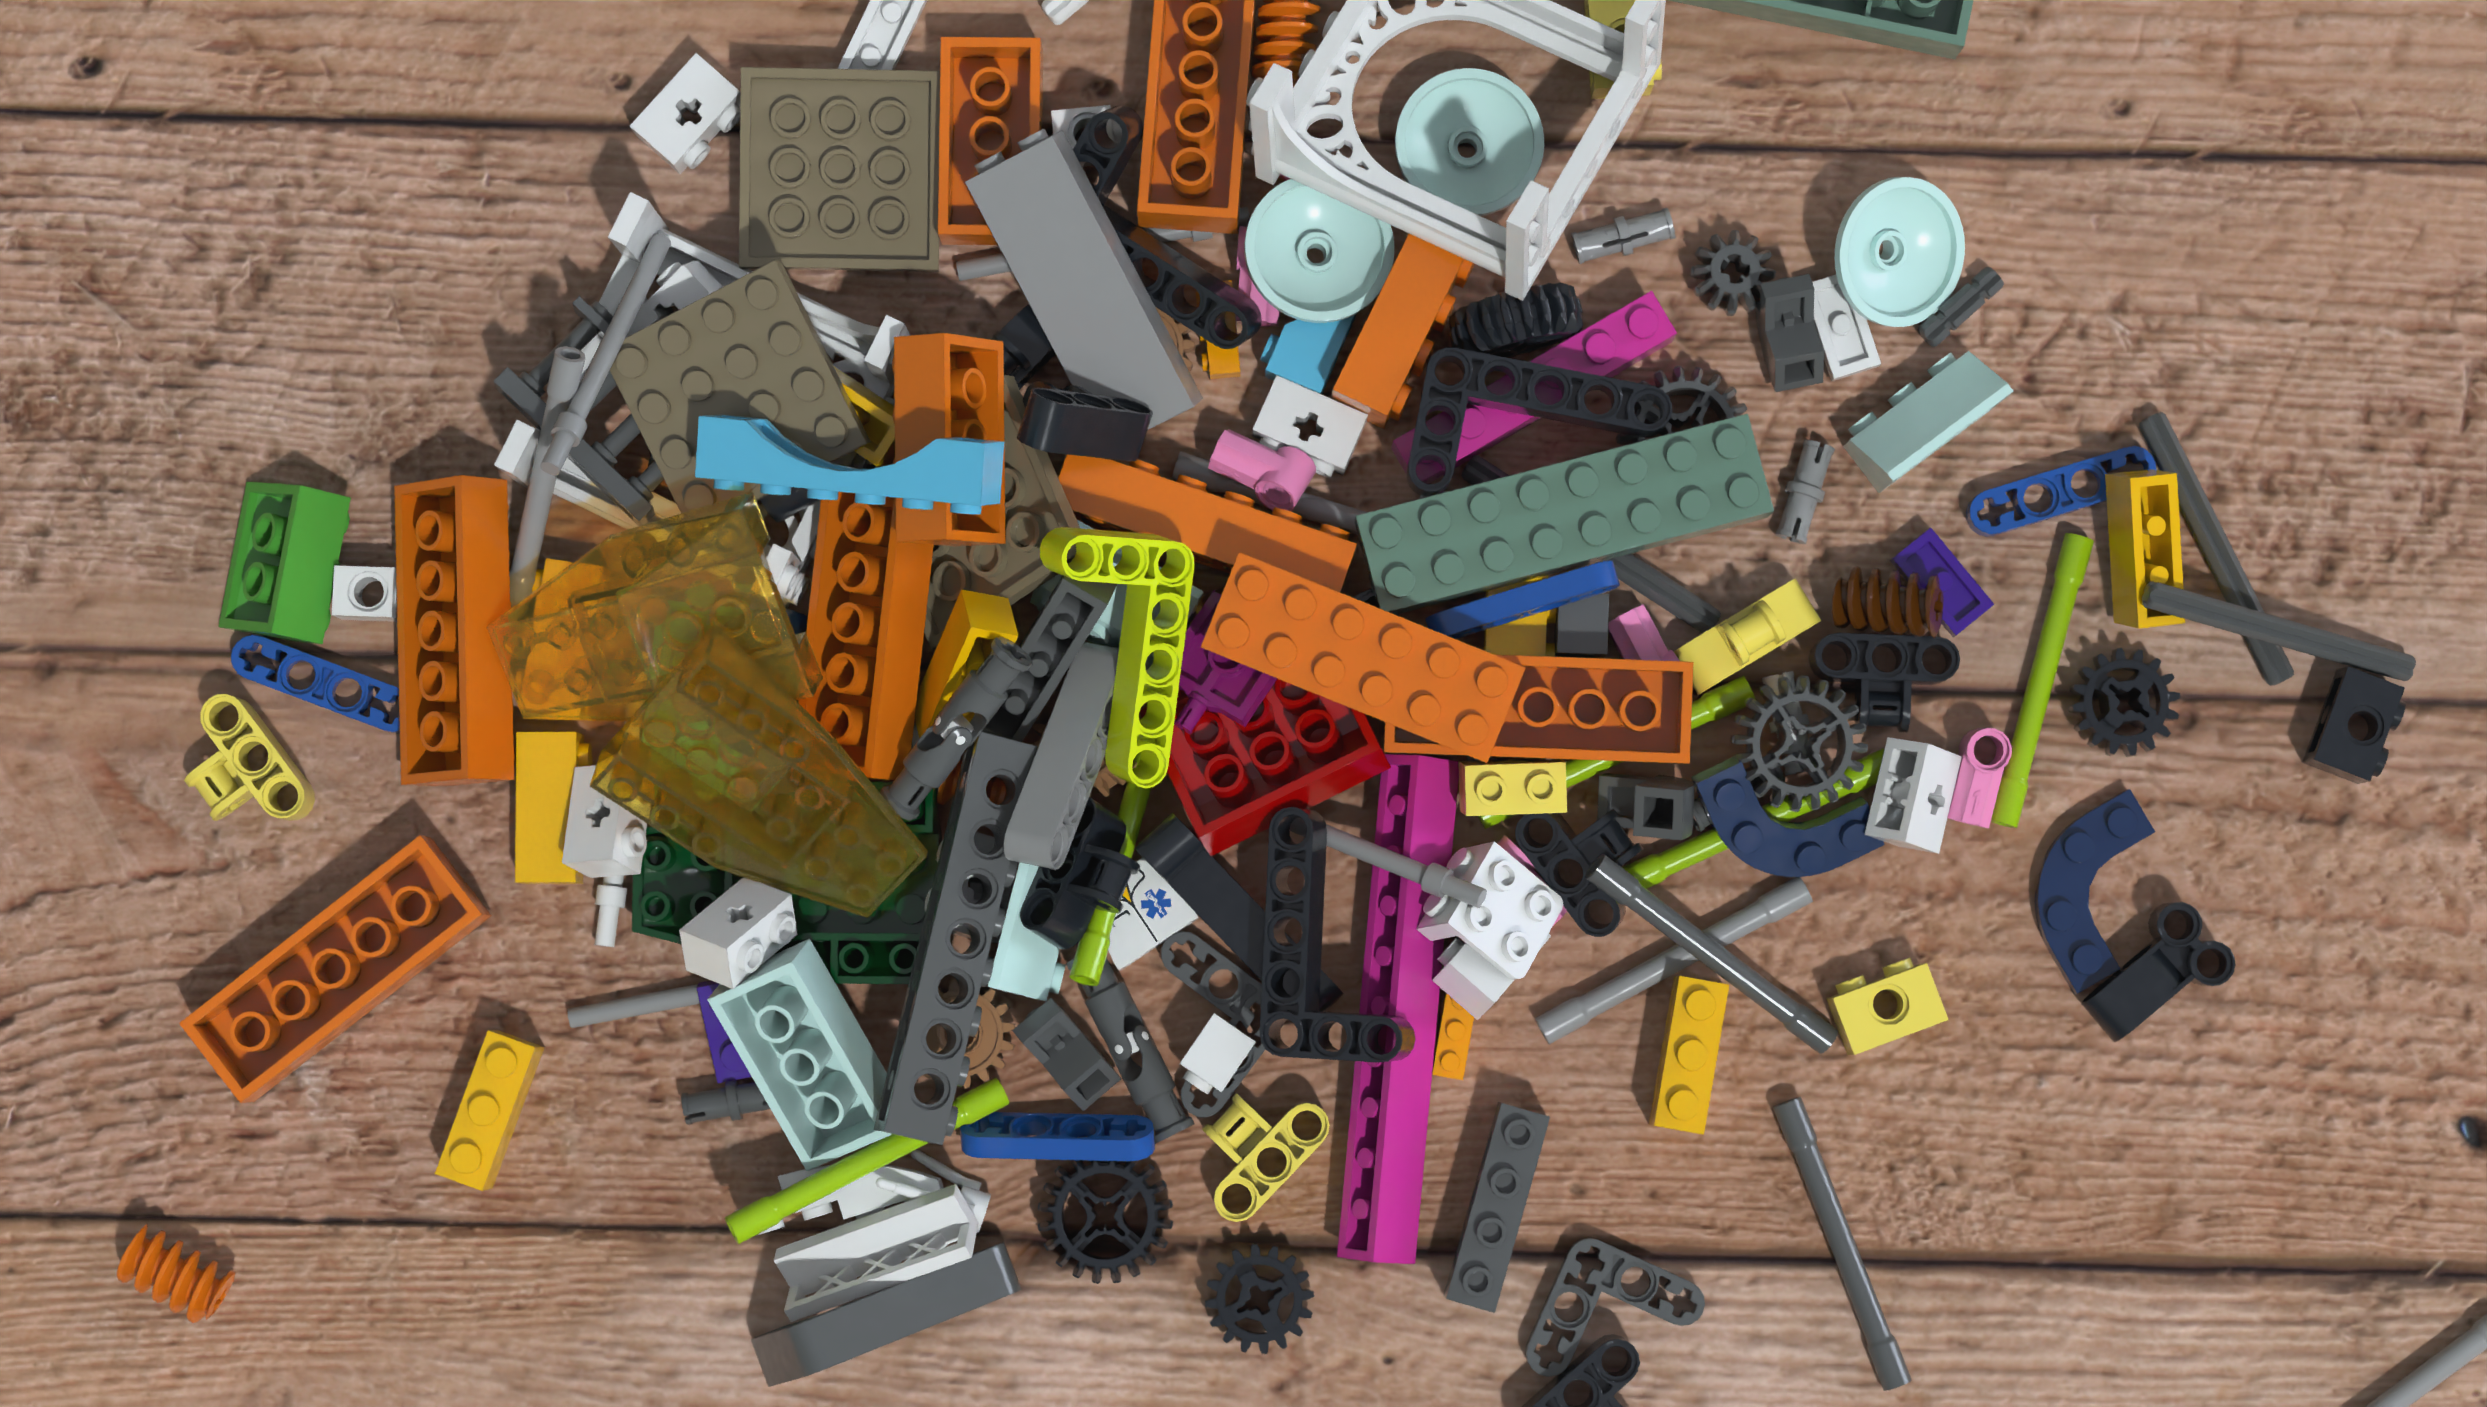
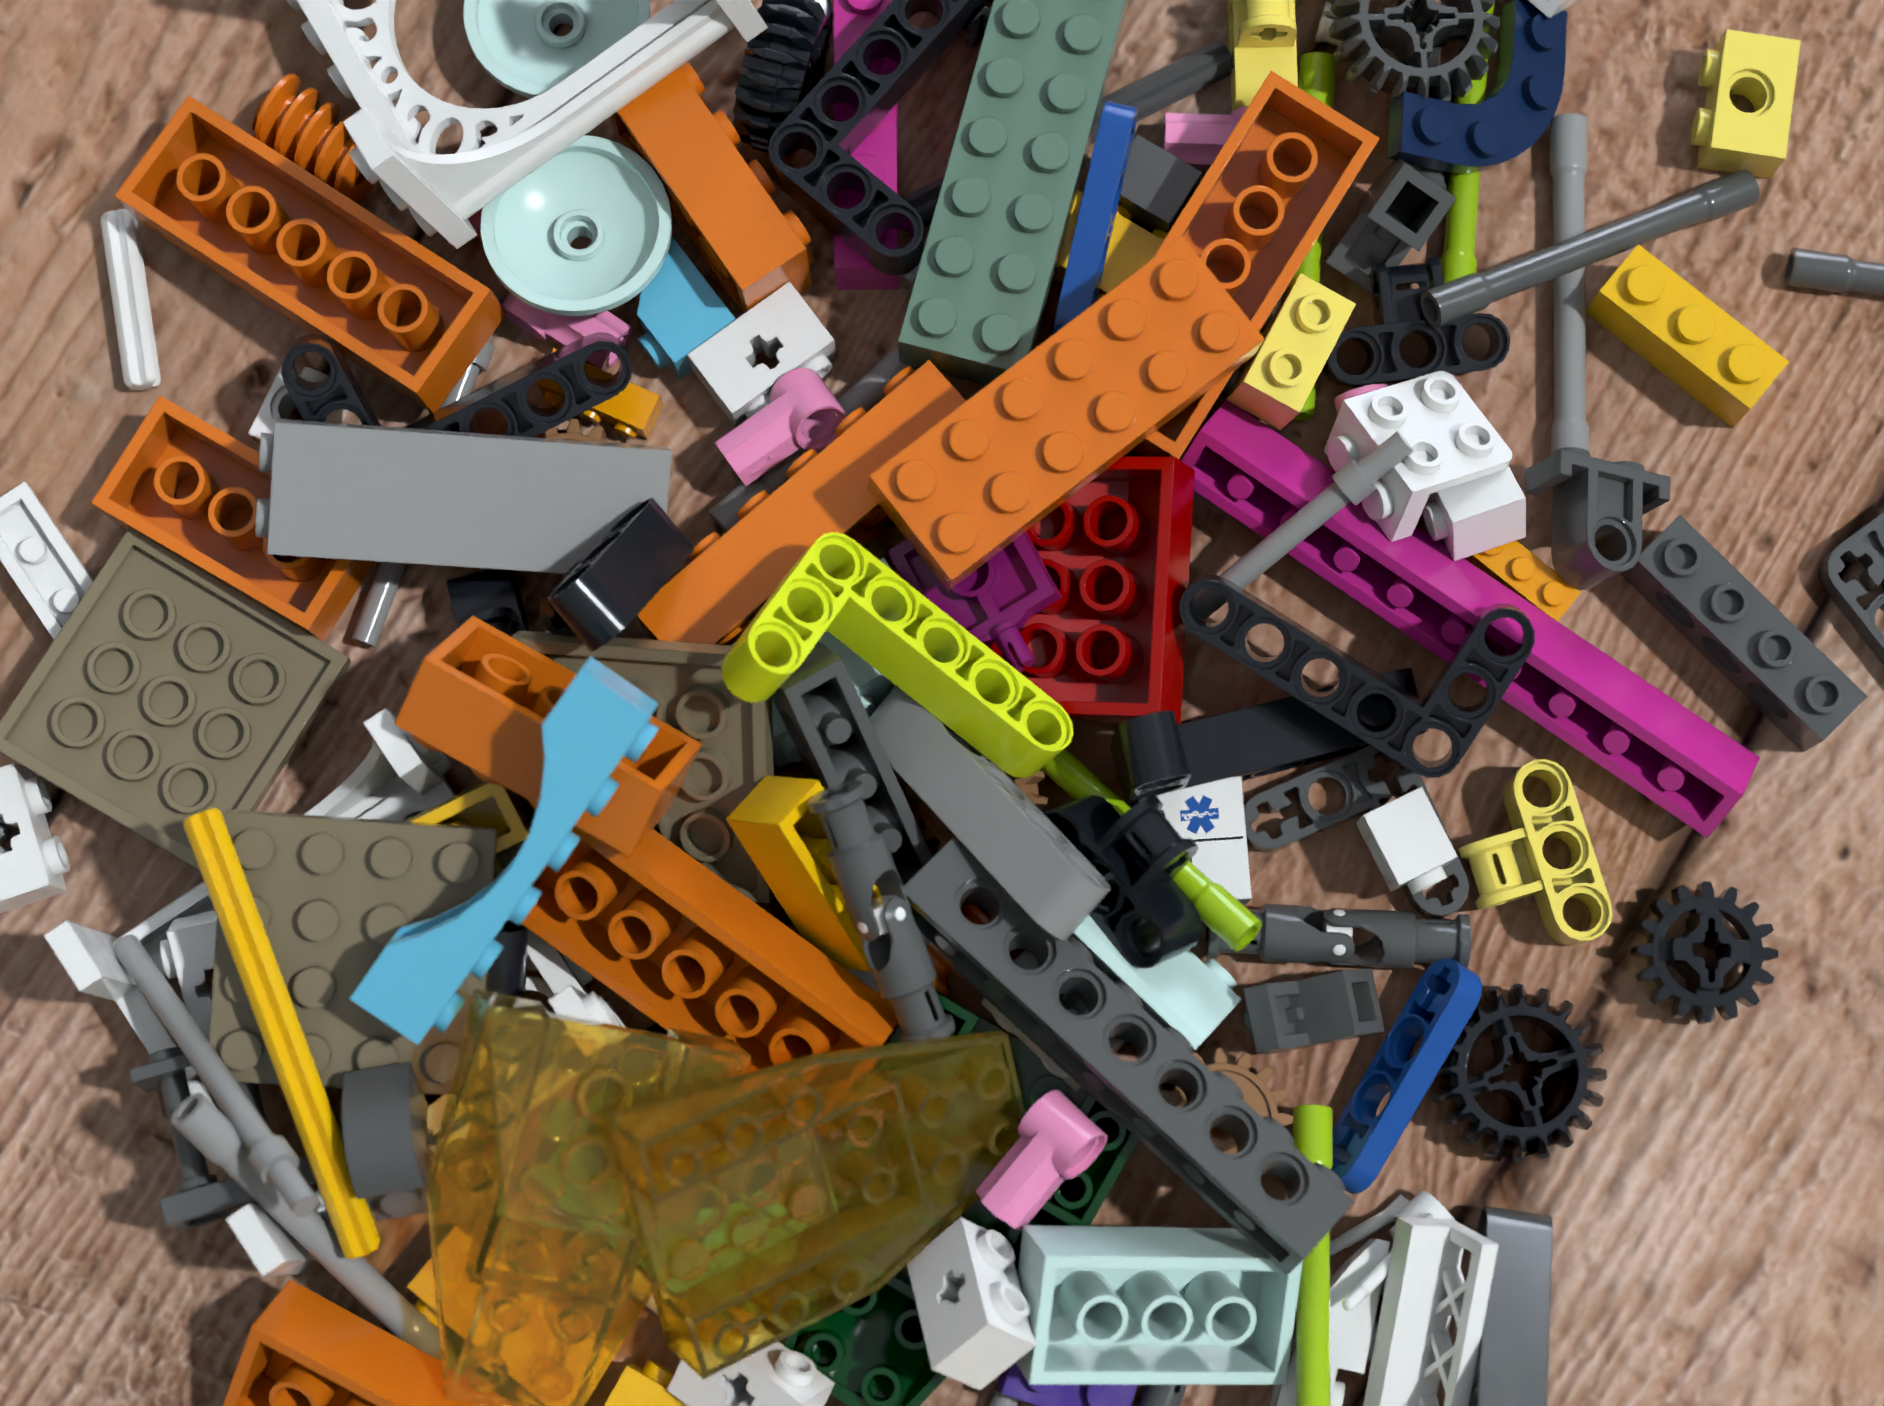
camera: 60 degrees left, 5 degrees down
(628, 490) = (387, 1139): none -> dark grey brick
(655, 383) = (281, 1030): none -> yellow axle
(870, 928) = (1053, 1146): none -> bright pink piece
(1526, 1056) = (1595, 512): none -> dark grey pin

